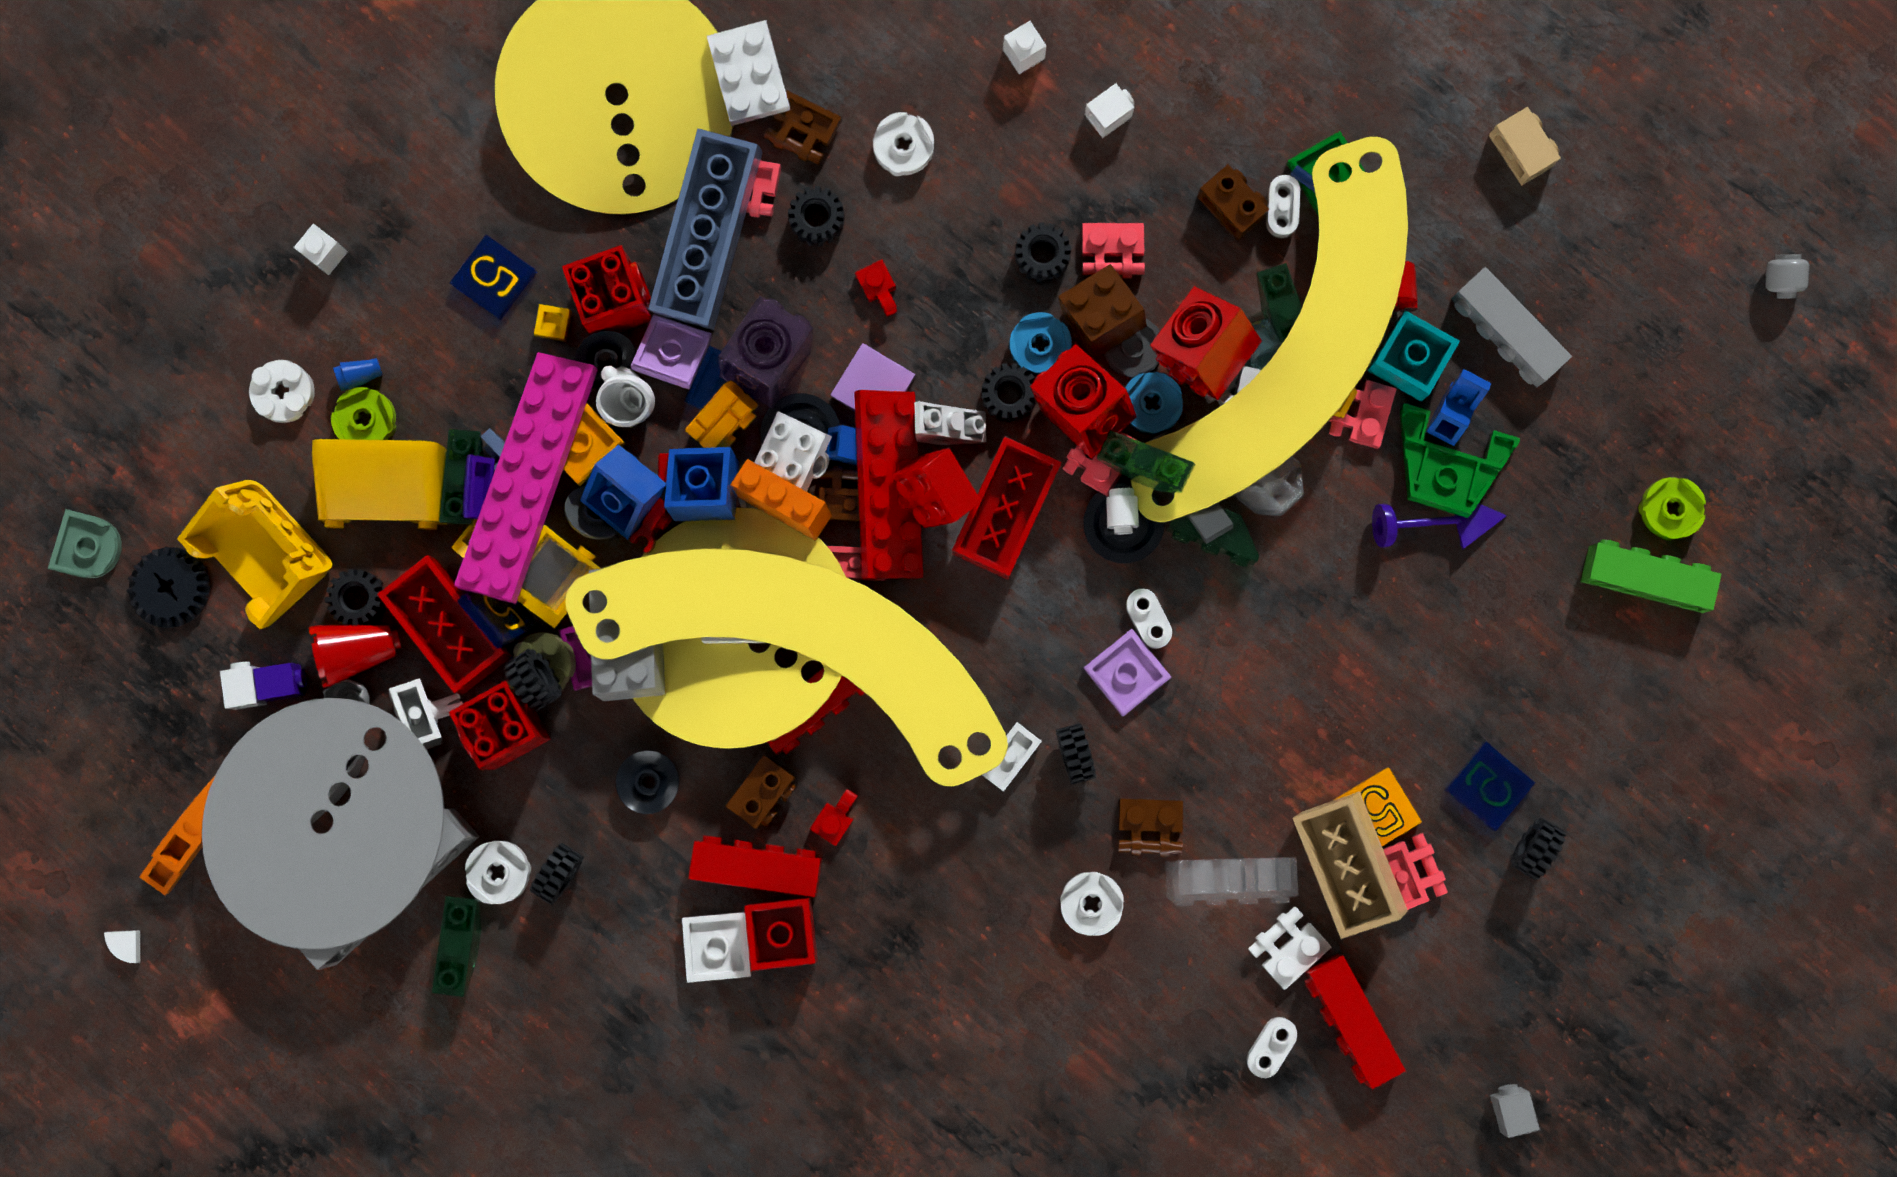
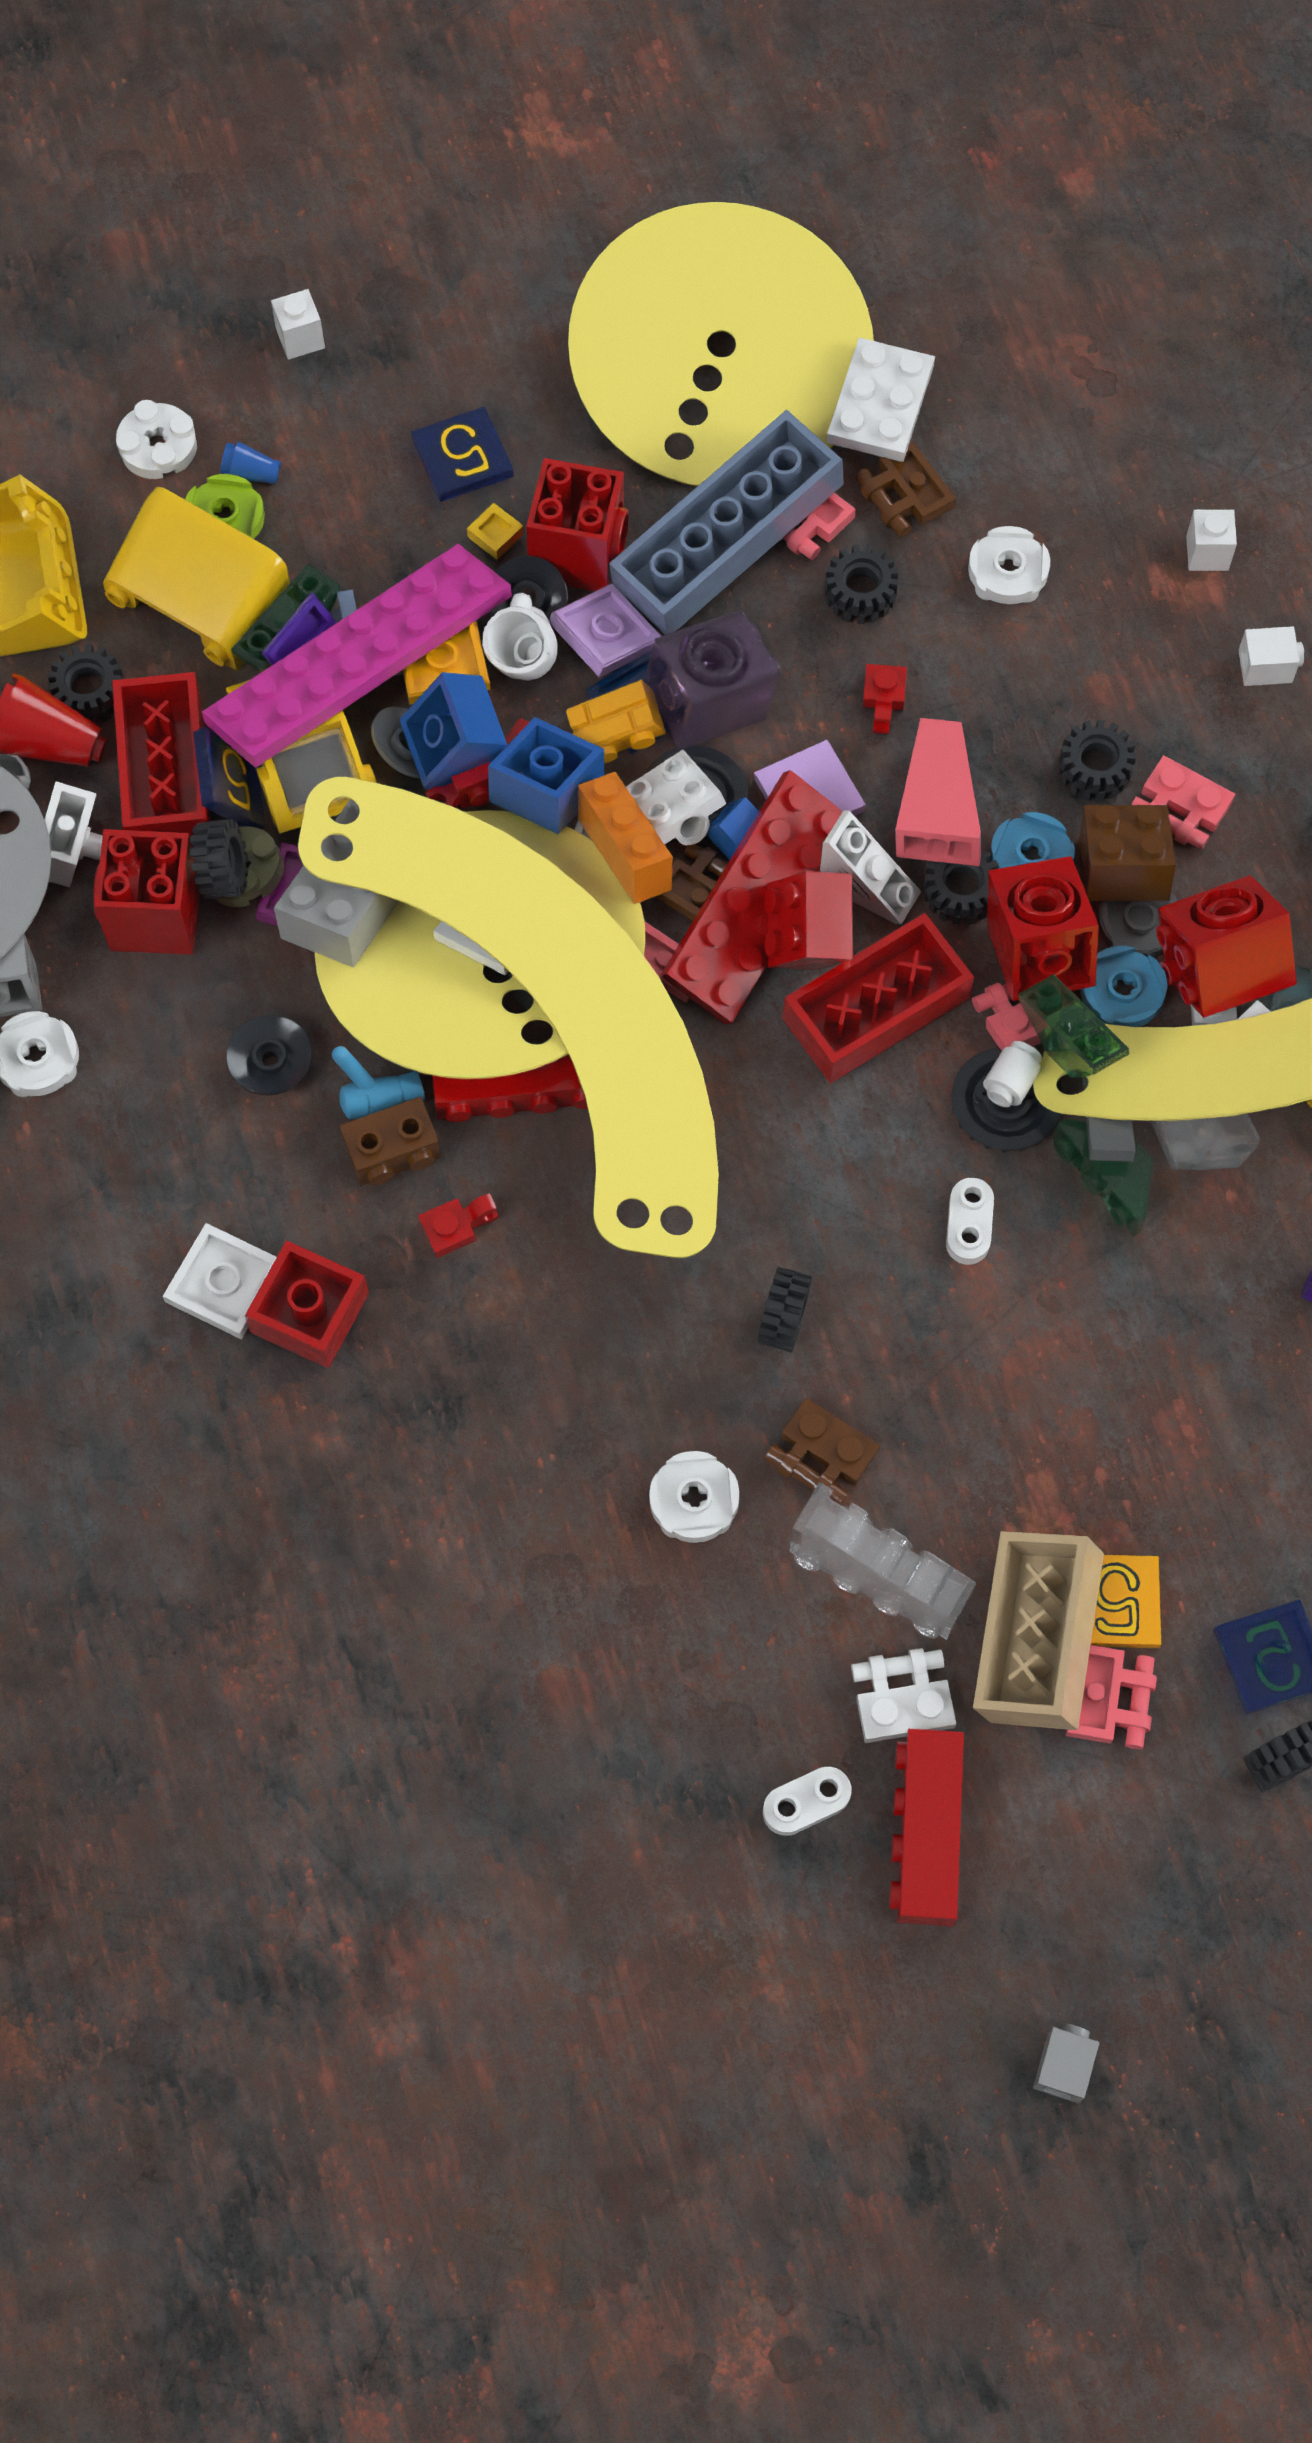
camera: 30 degrees right, 15 degrees down
(556, 873) = (99, 1087): black tyre -> none
(729, 768) = (370, 1094): none -> dark azure piece
(754, 867) = (327, 1218): red brick -> none
(965, 350) = (938, 801): none -> coral slope
(1020, 748) = (705, 1274): white plate -> none
(1127, 672) = (905, 1265): lavender tile -> none

